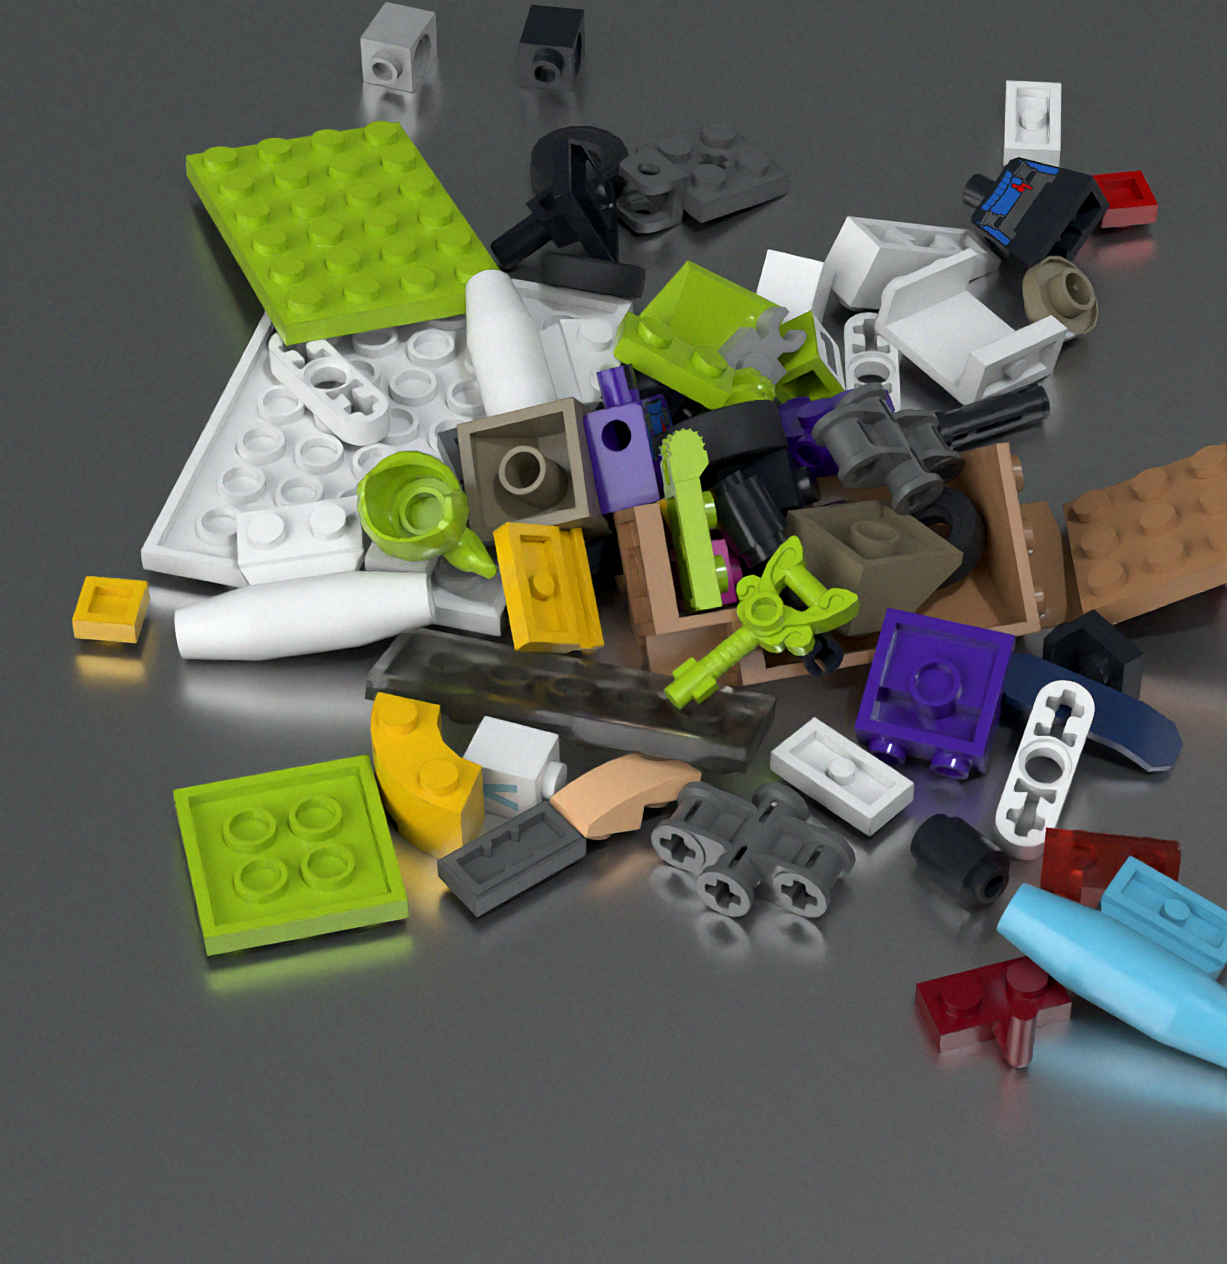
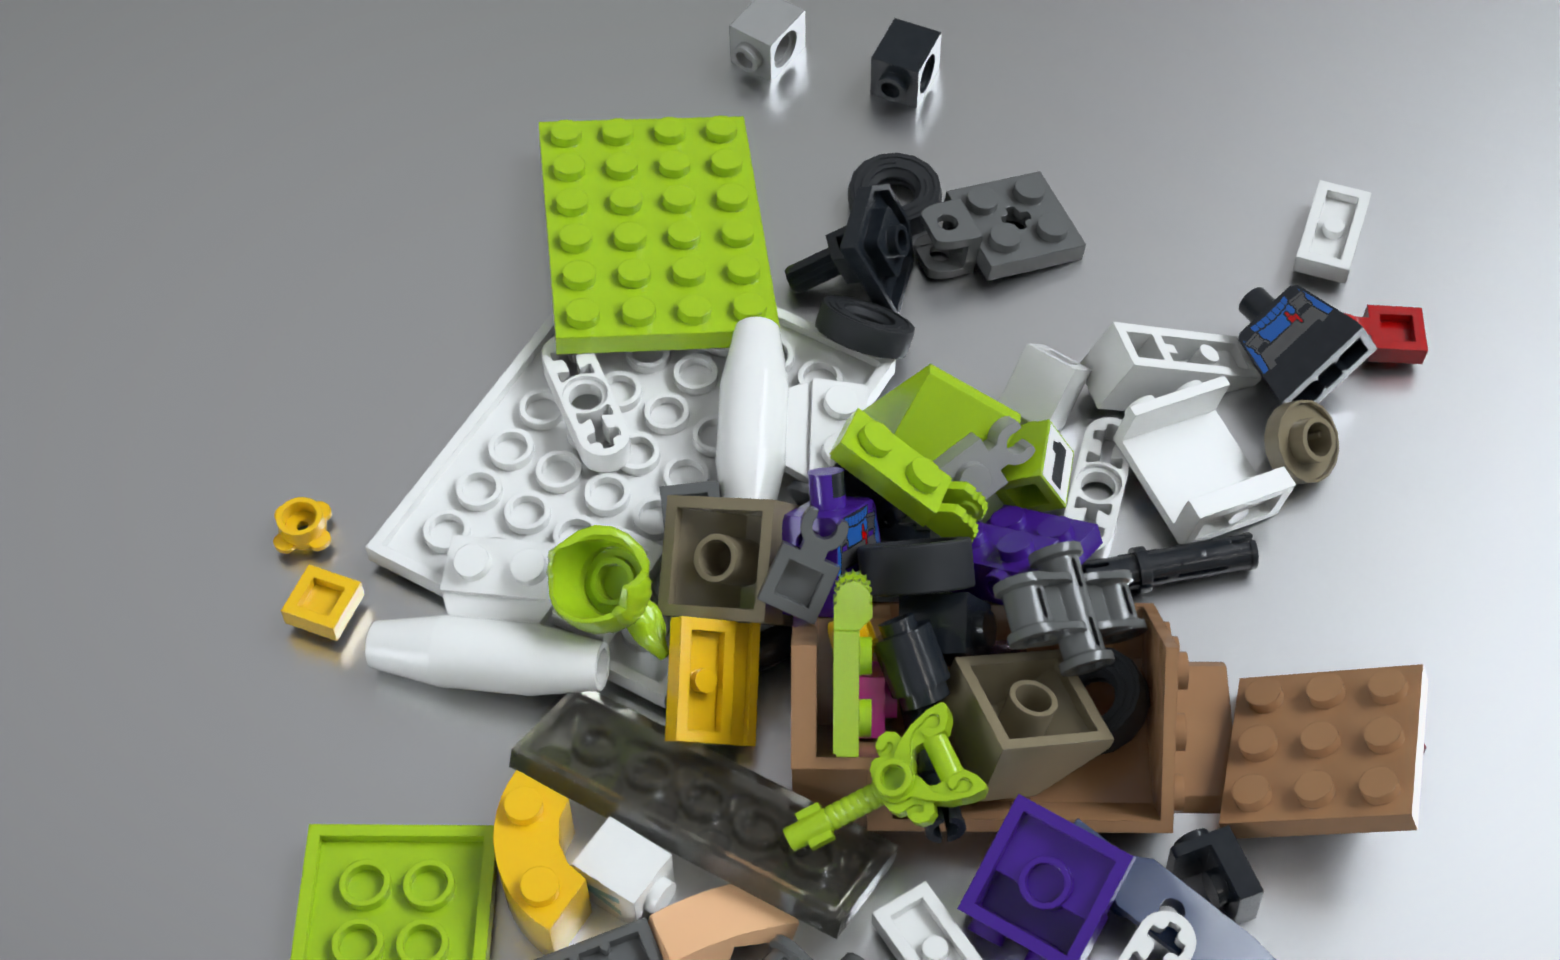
camera: 15 degrees right, 10 degrees up
(61, 550) = (299, 513): none -> yellow plate
(618, 459) = (801, 574): none -> dark grey plate

